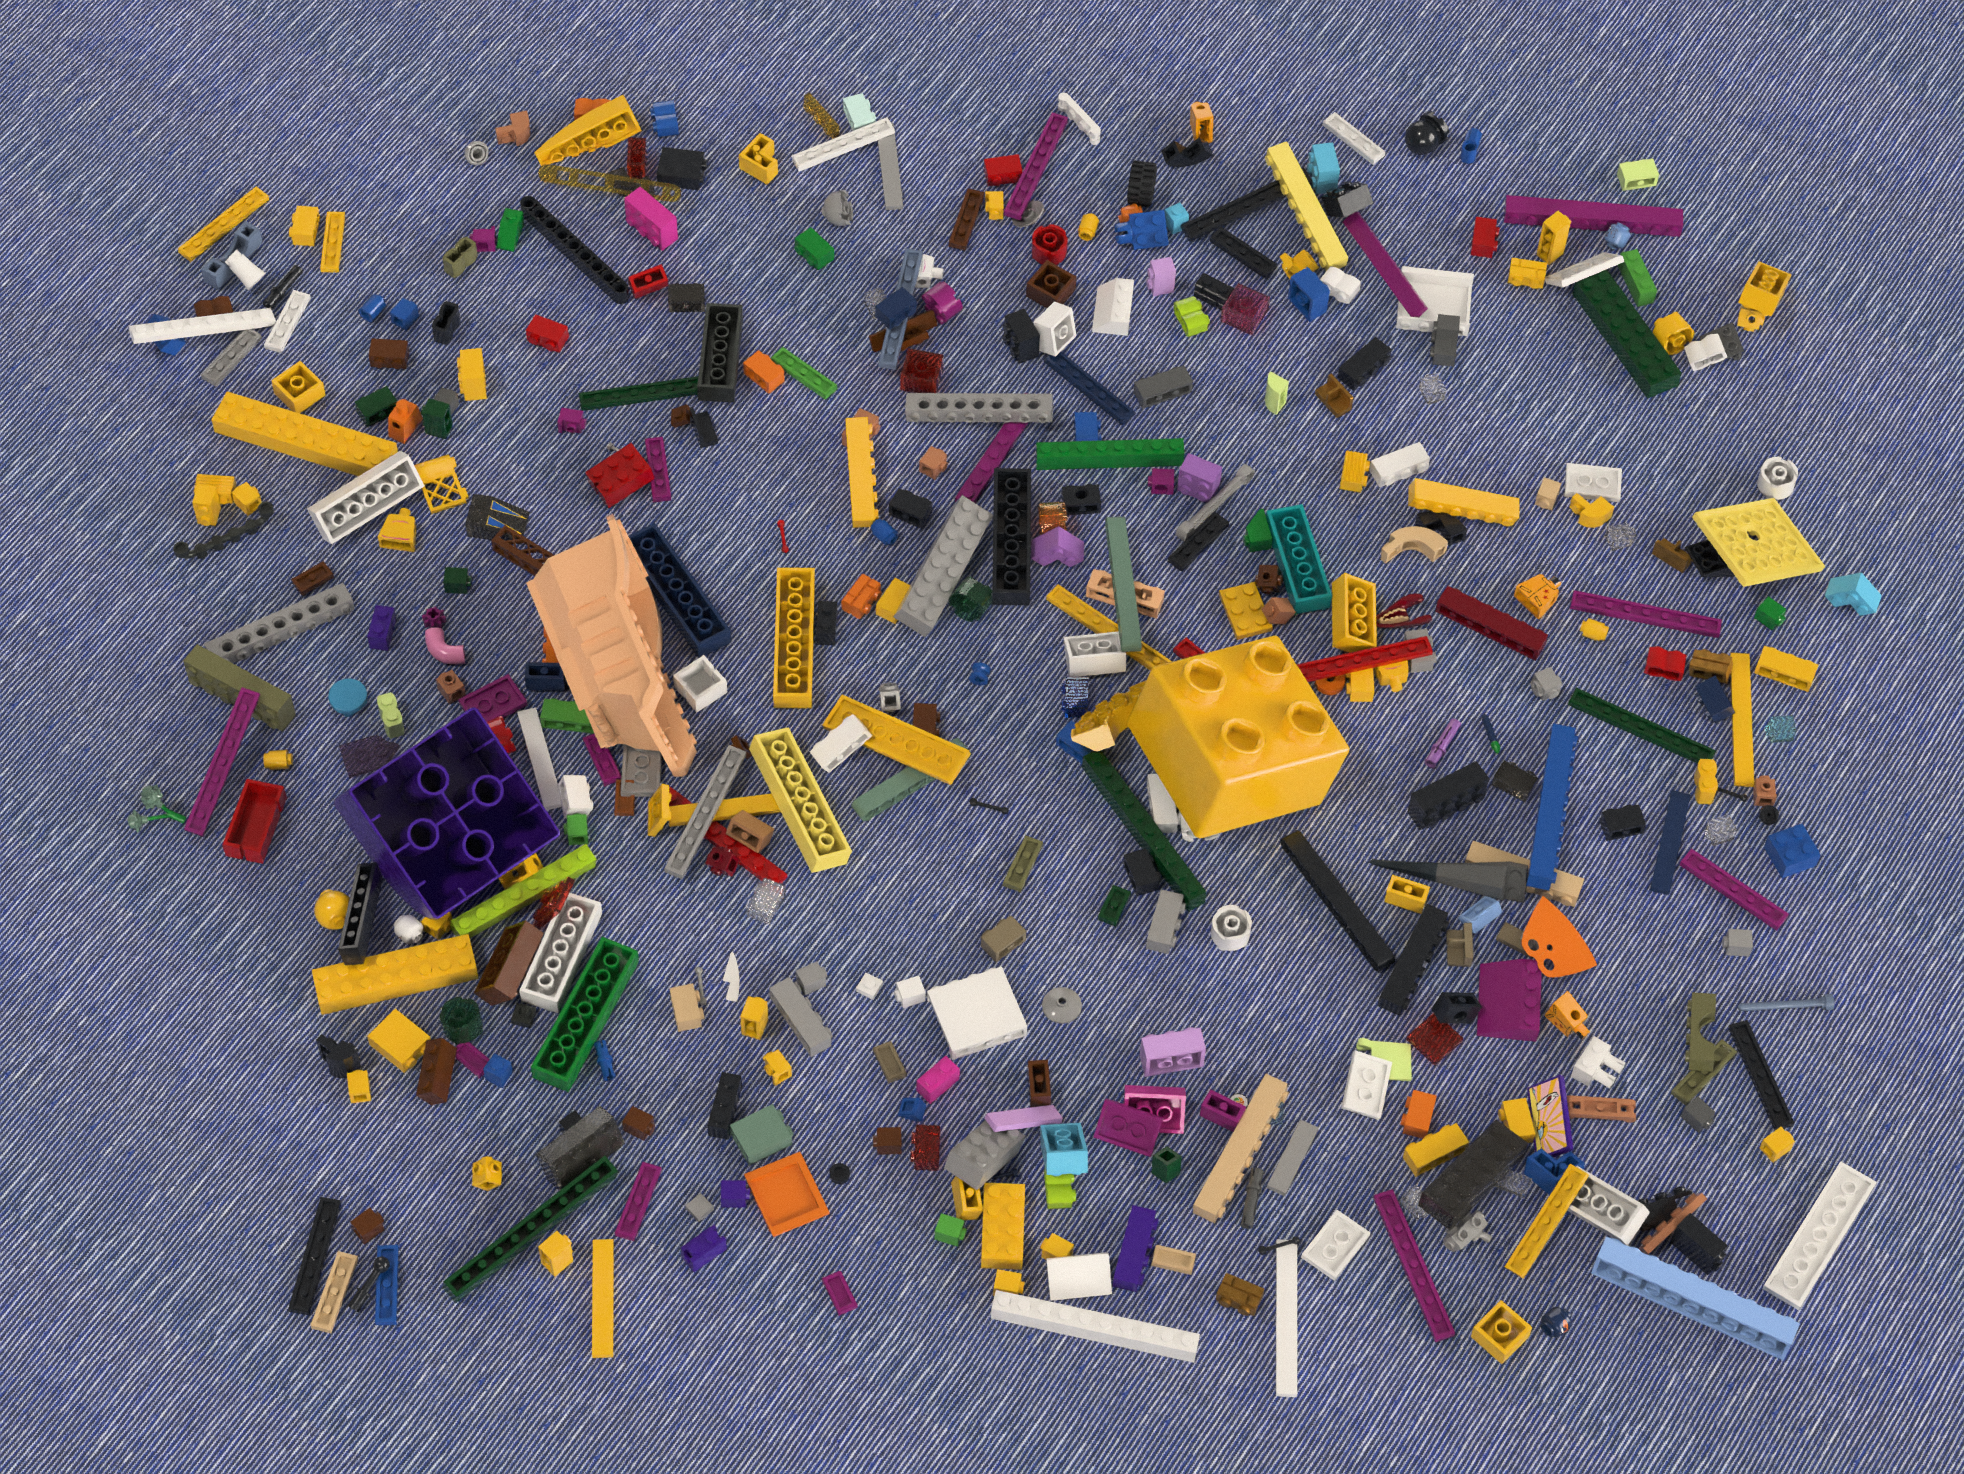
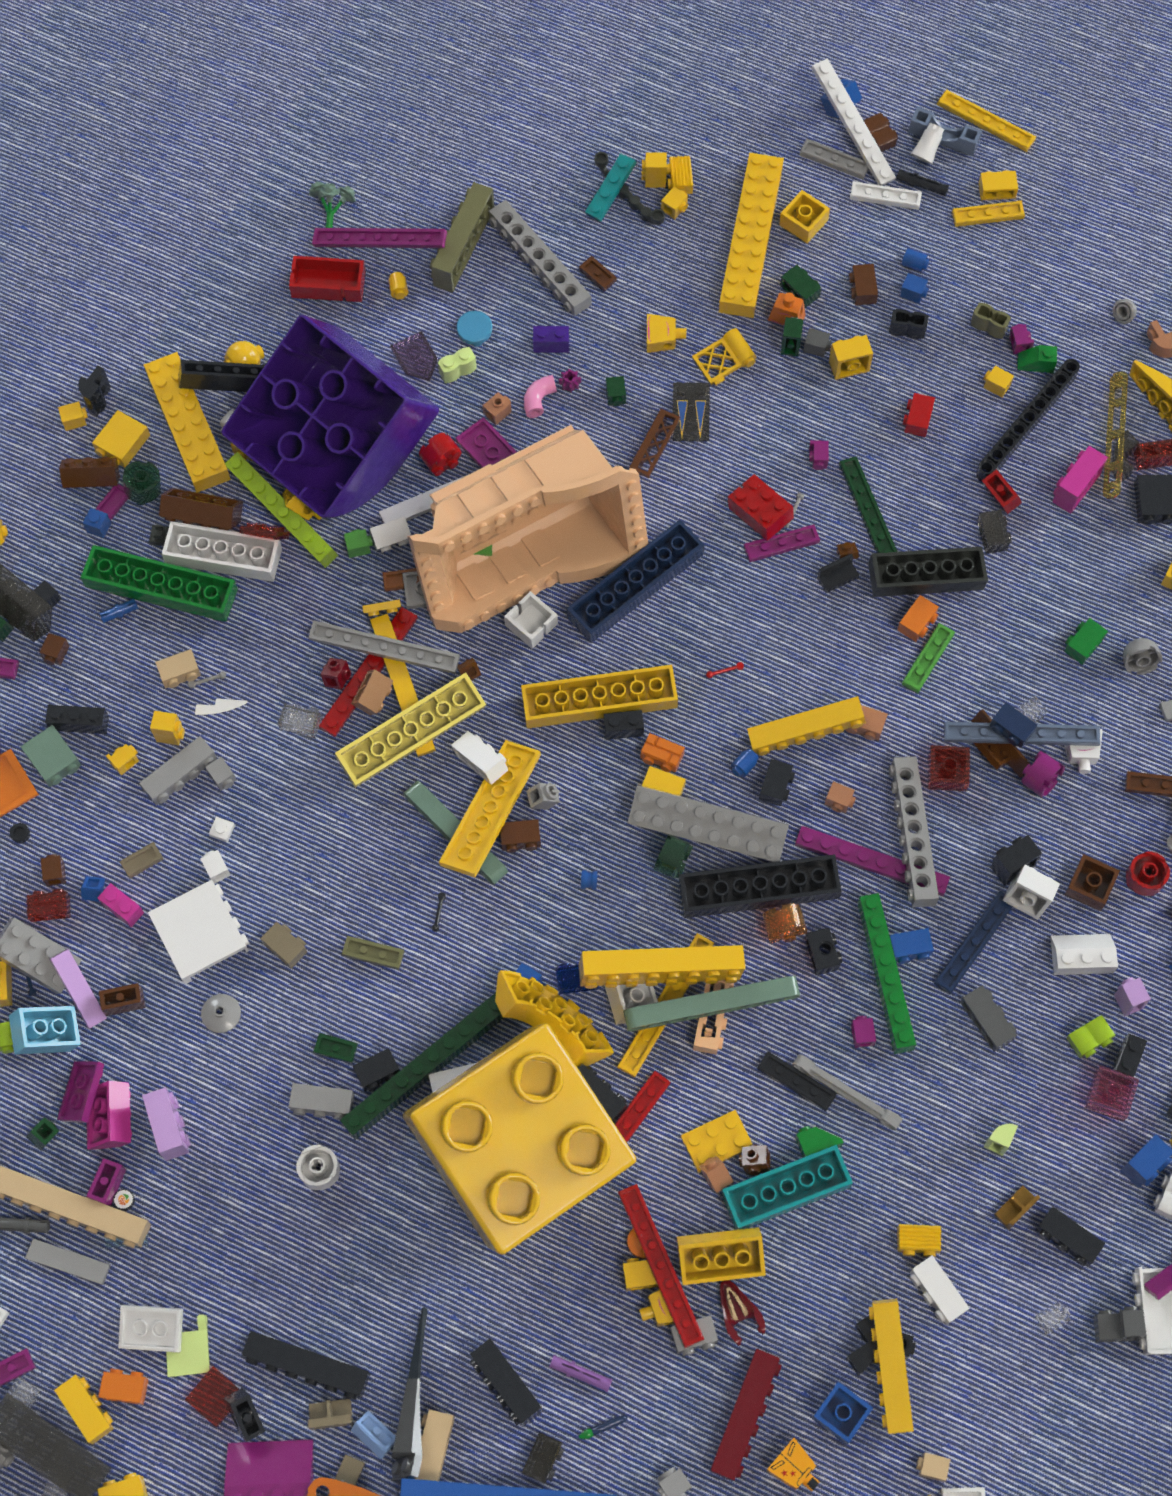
camera: 85 degrees right, 10 degrees up
(213, 550) = (610, 187): none -> teal plate
(365, 497) = (687, 293): white brick -> none
(526, 265) = (998, 381): none -> yellow brick
(1057, 545) = (752, 934): medium lavender brick -> none
(1087, 610) = (661, 966): none -> yellow brick
(1199, 478) = (869, 1068): medium lavender brick -> none
(1337, 901) = (367, 1276): black beam -> none
(1407, 894) = (380, 1349): yellow brick -> none
(1414, 538) = (842, 1316): tan arch -> none
(1498, 549) = (842, 1413): none -> blue brick

